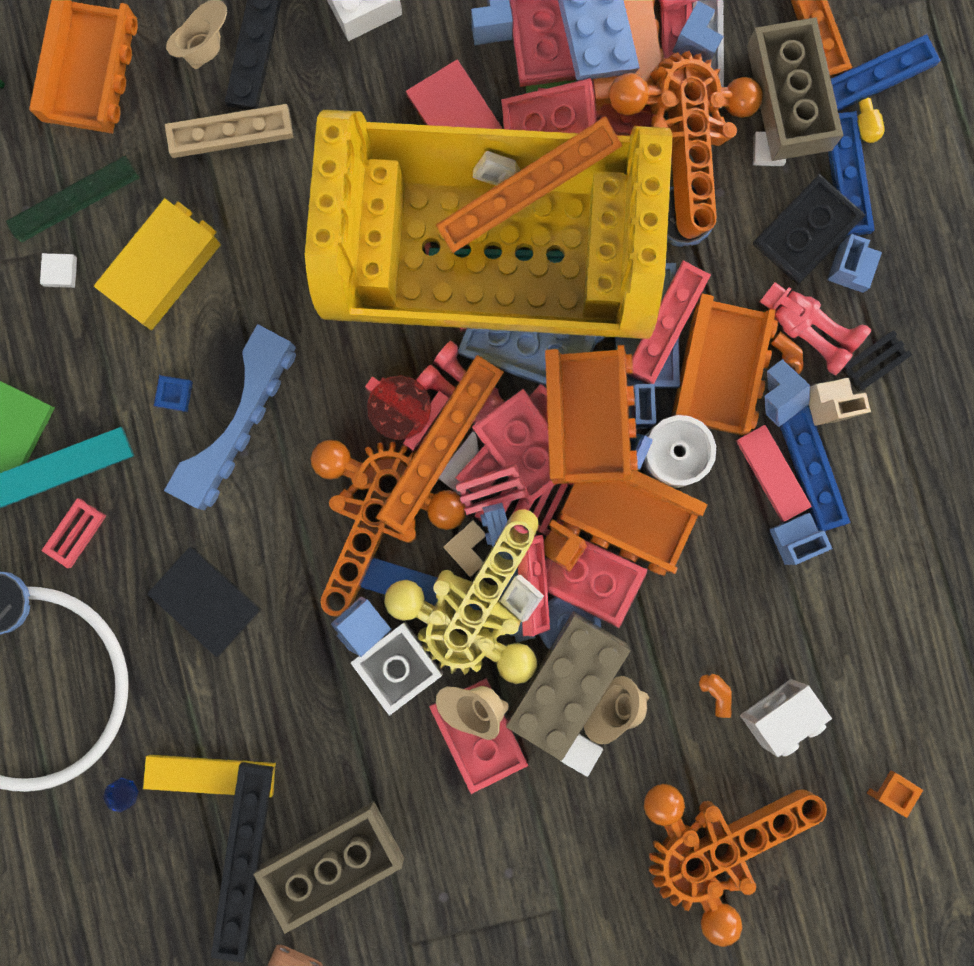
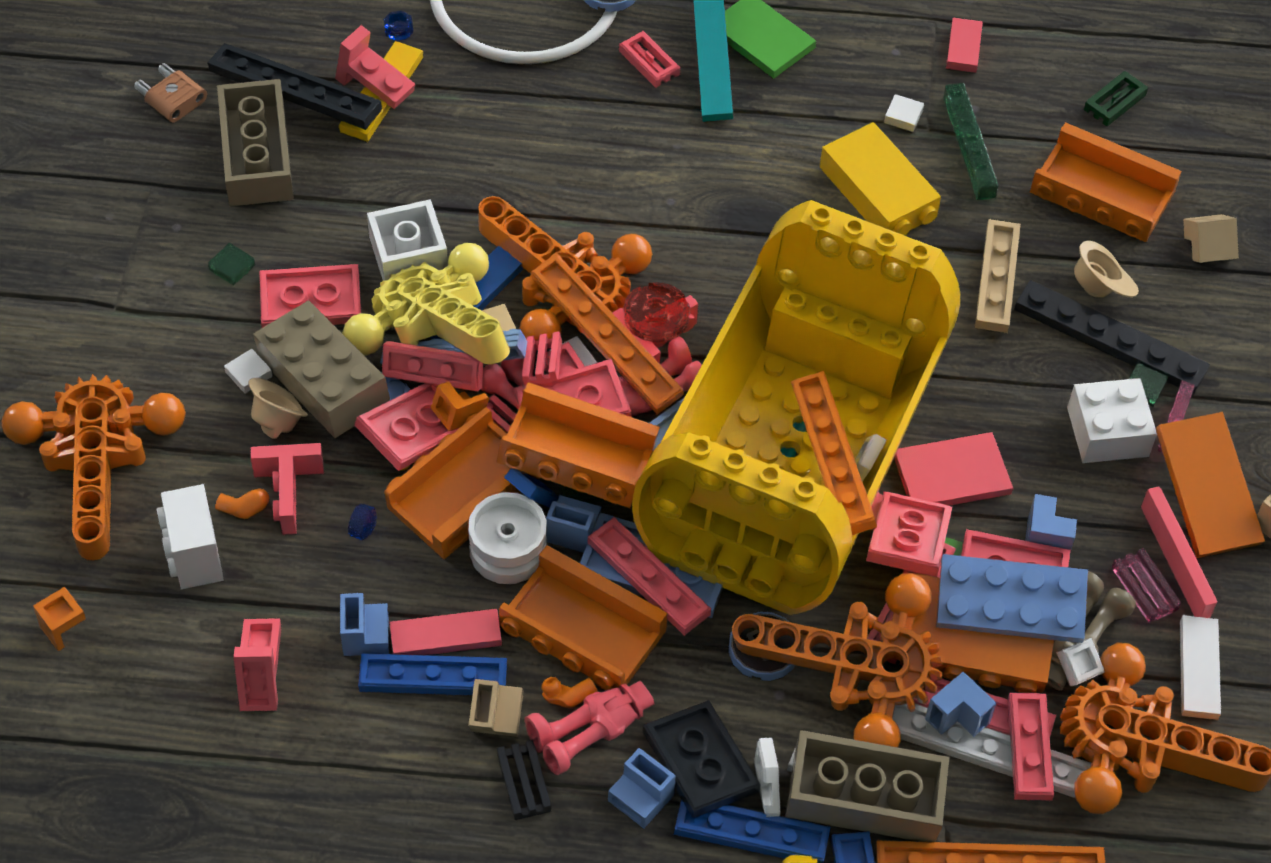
camera: 110 degrees right, 30 degrees down
(173, 393) = (750, 163): blue tile -> none
(199, 788) = (371, 70): none -> coral bracket
(200, 476) = (658, 155): medium blue arch -> none
(204, 601) = (541, 131): black tile -> none
(360, 627) = (459, 218): medium blue piece -> none
(470, 824) = (231, 264): none -> clear green tile
(472, 710) = (337, 288): tan piece -> none
(521, 598) = (424, 341): white tile -> none
(686, 667) = (283, 464): none -> coral bracket
(700, 582) = (362, 521): none -> clear blue tile
(787, 393) = (523, 659): medium blue piece -> none
(807, 171) = (768, 776): none -> white tile
(864, 612) = (257, 664): none -> coral bracket

